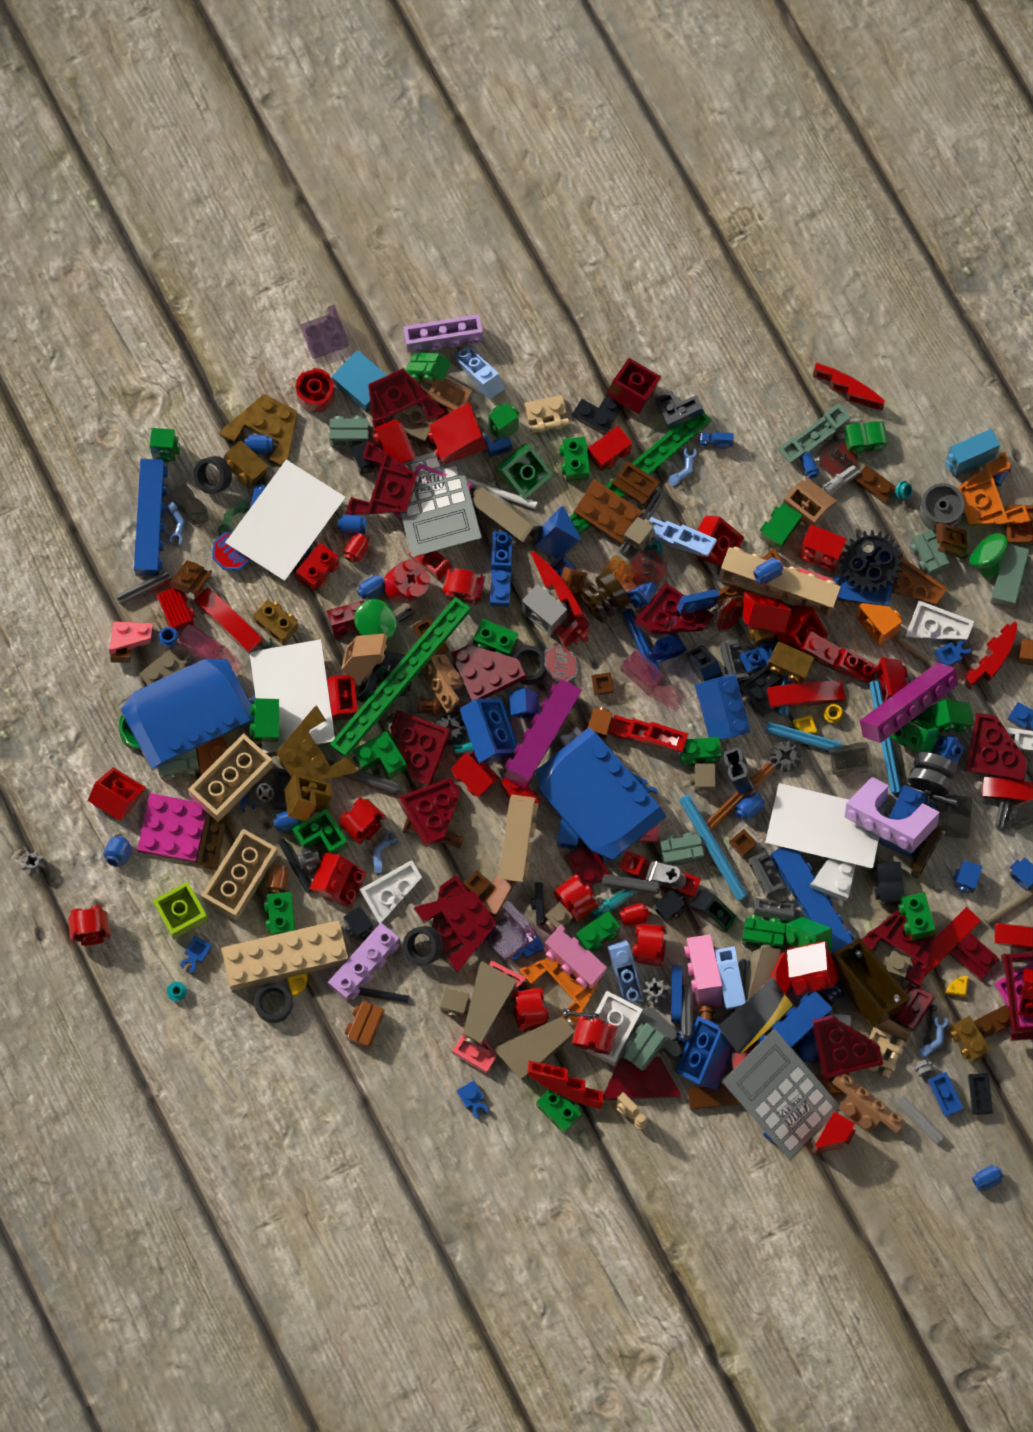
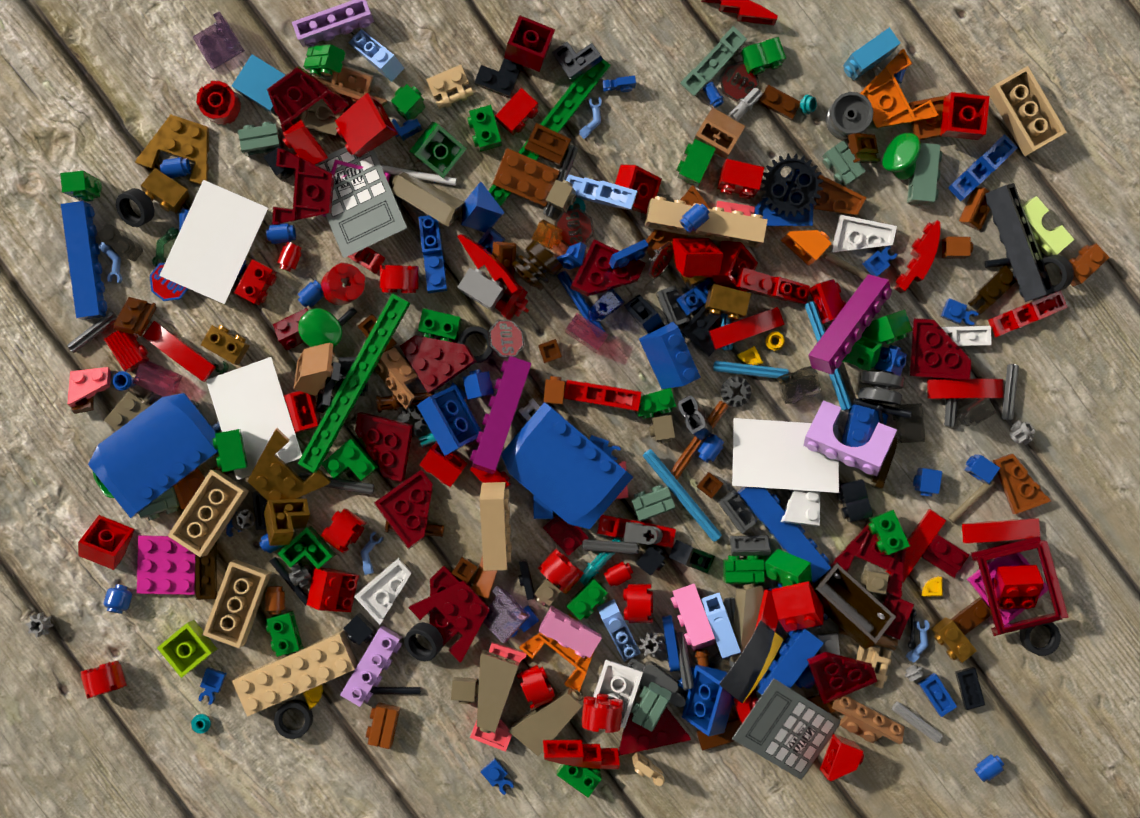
camera: 10 degrees left, 15 degrees up
(566, 1012) = (571, 682): black hinge -> none

